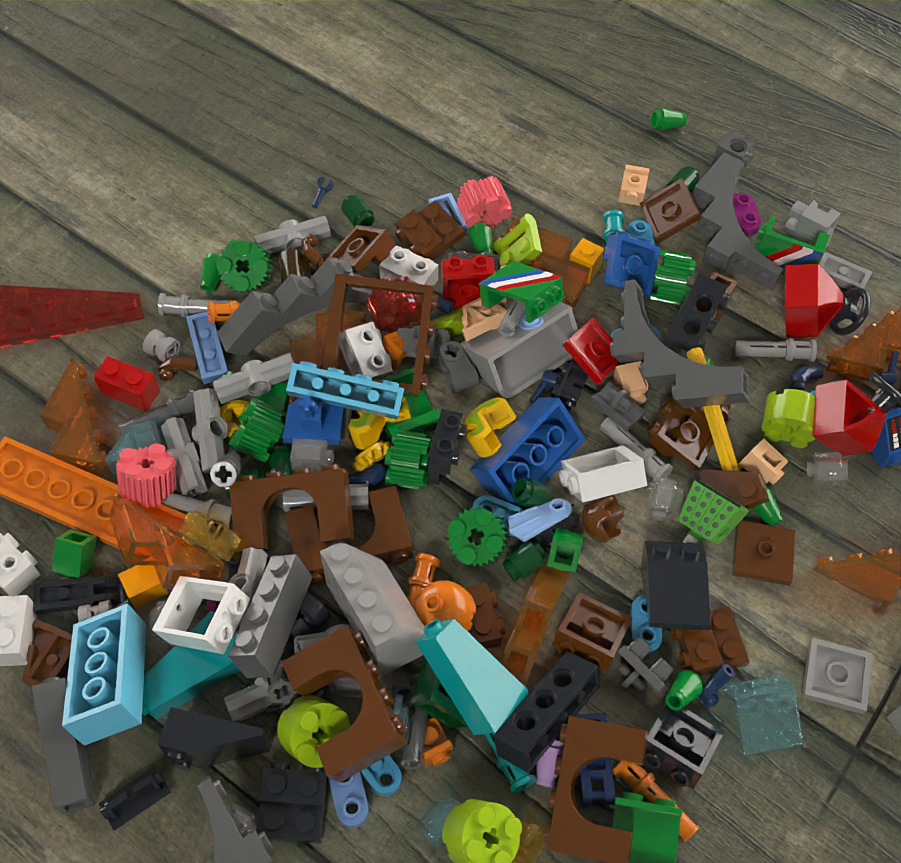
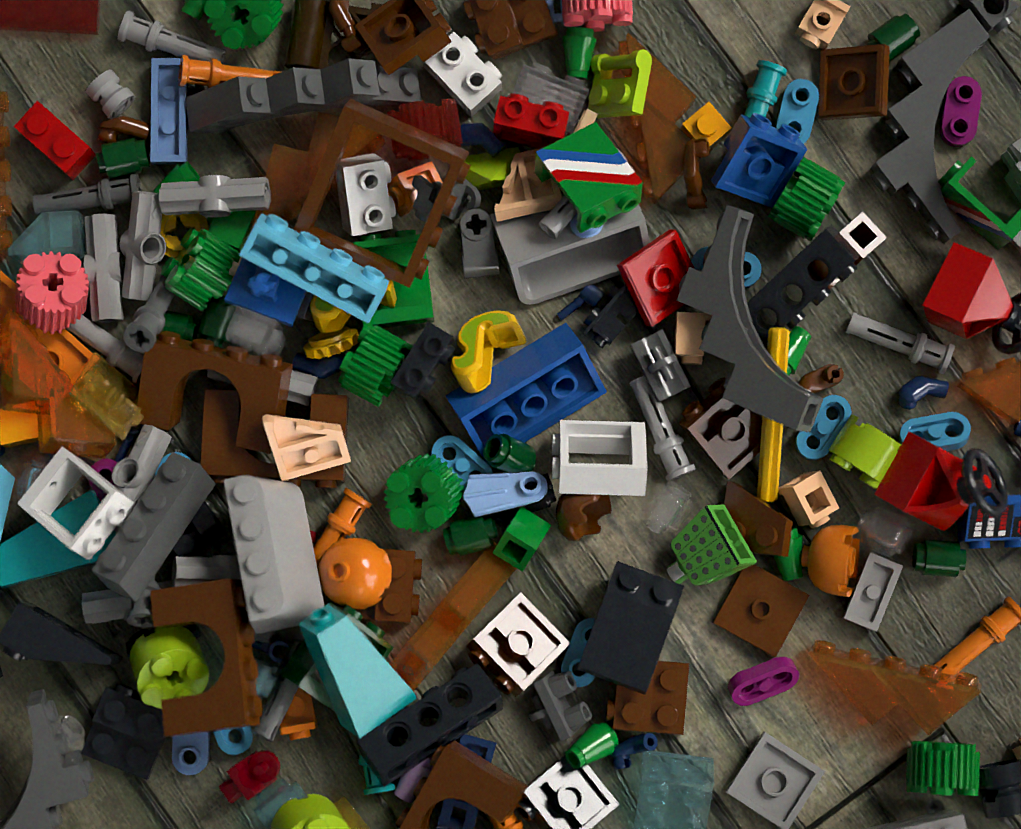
camera: 15 degrees right, 25 degrees up
(180, 382) = (123, 158): none -> dark green brick
(375, 522) = (304, 445): none -> light nougat wing
(411, 801) = (251, 775): none -> dark red hips
(589, 282) = (693, 150): none -> reddish brown arm
(749, 418) = (824, 428): none -> dark azure plate
(791, 601) = (763, 681): none -> magenta plate
(801, 496) = (833, 559): none -> orange cylinder
(839, 514) = (872, 592): none -> light grey plate
(874, 476) = (938, 558): none -> dark green brick

